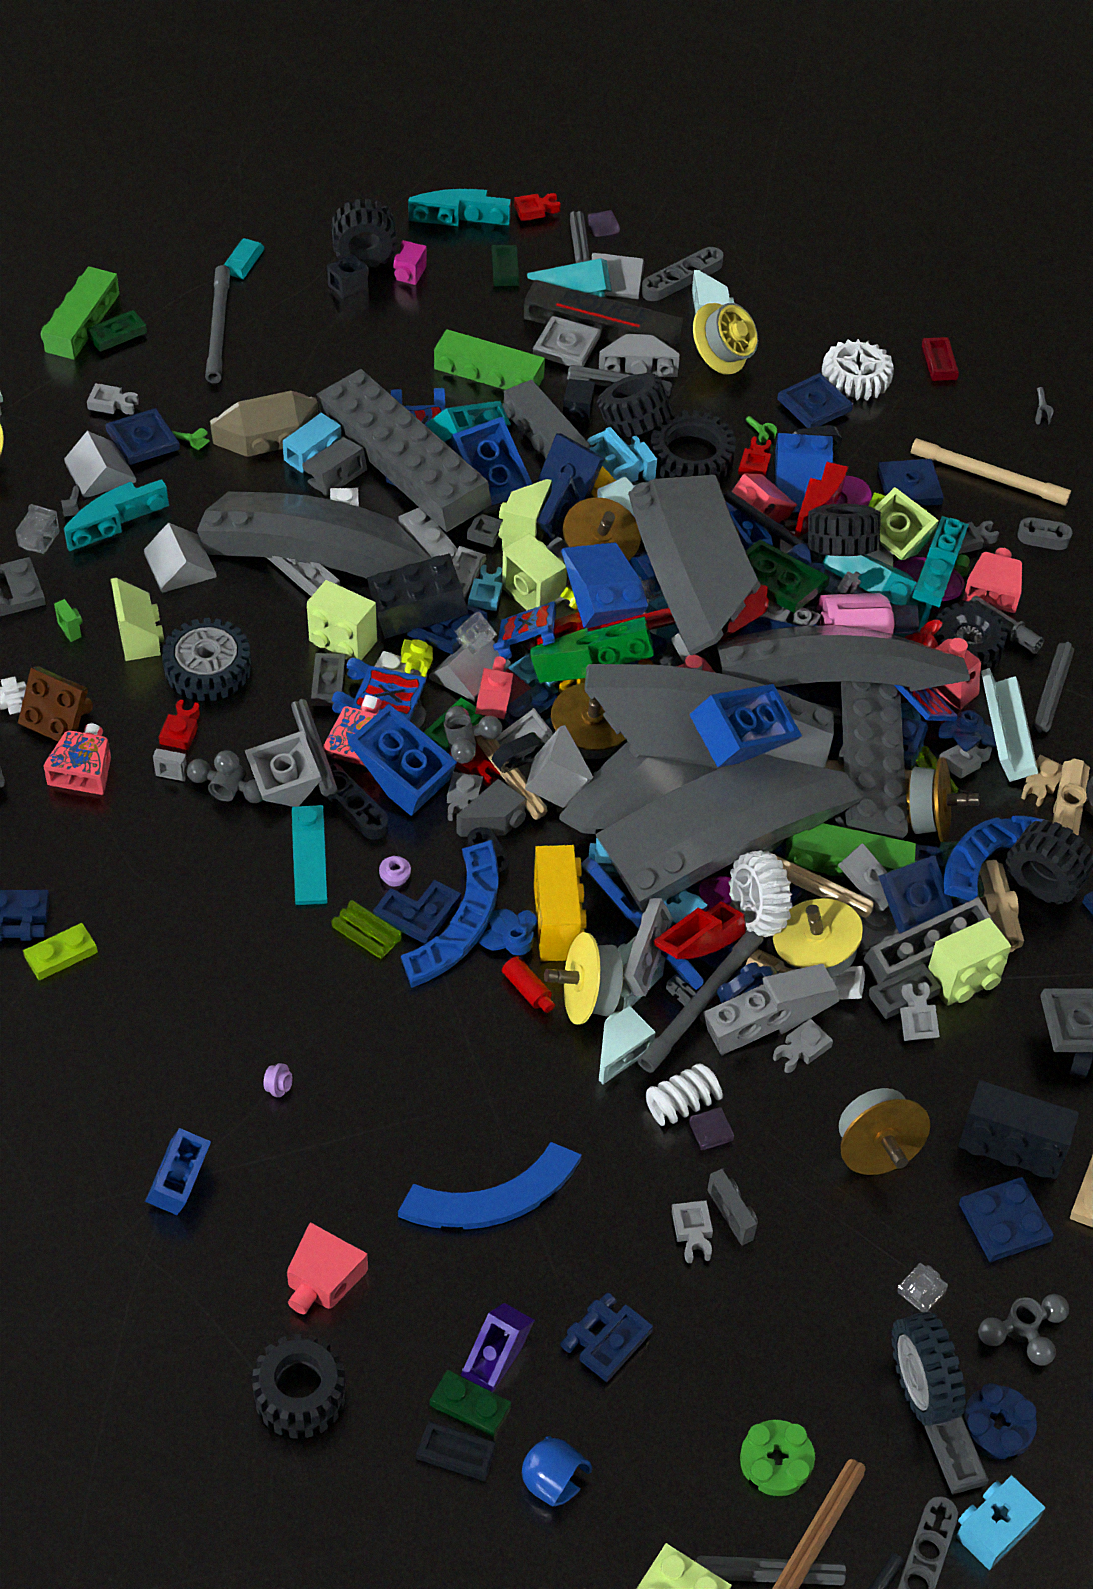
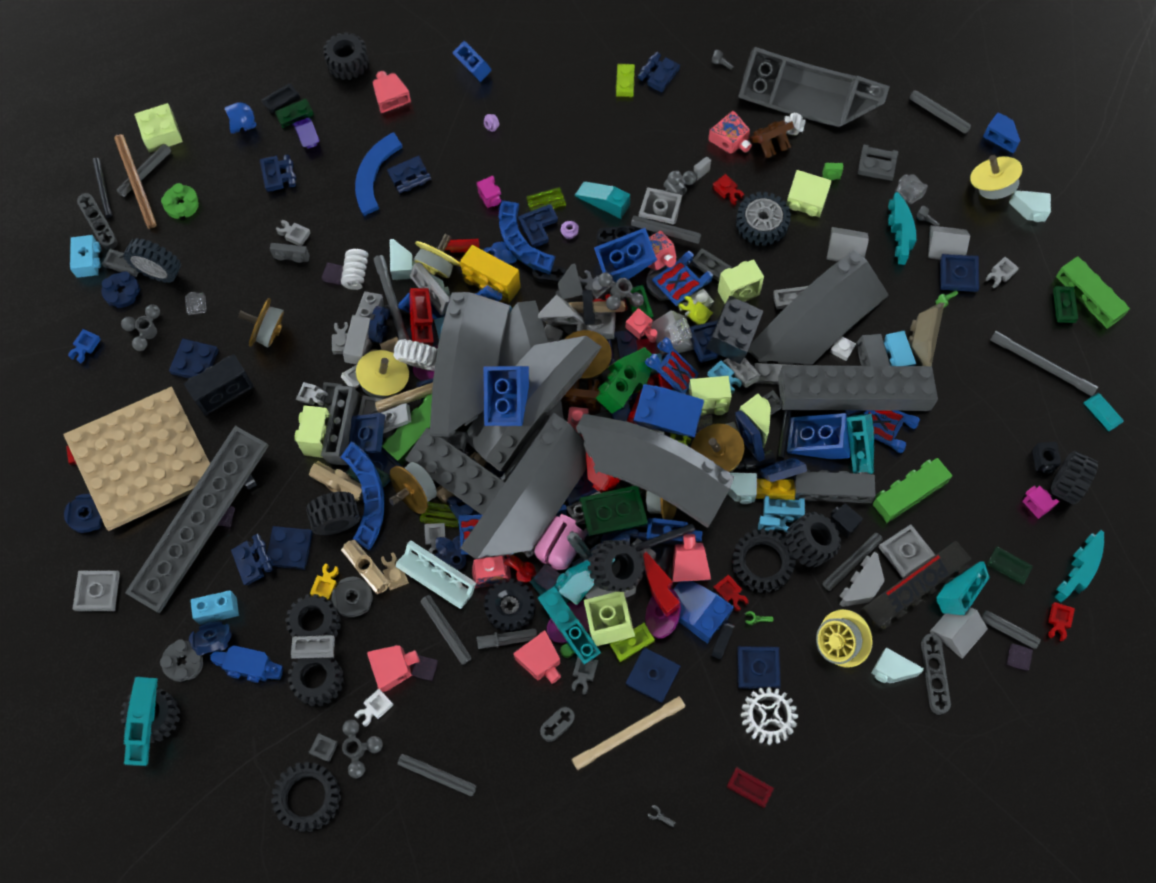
camera: 130 degrees right, 15 degrees up
(411, 1002) = (489, 192): none -> dark pink brick
(455, 1148) = (406, 171): none -> dark blue plate

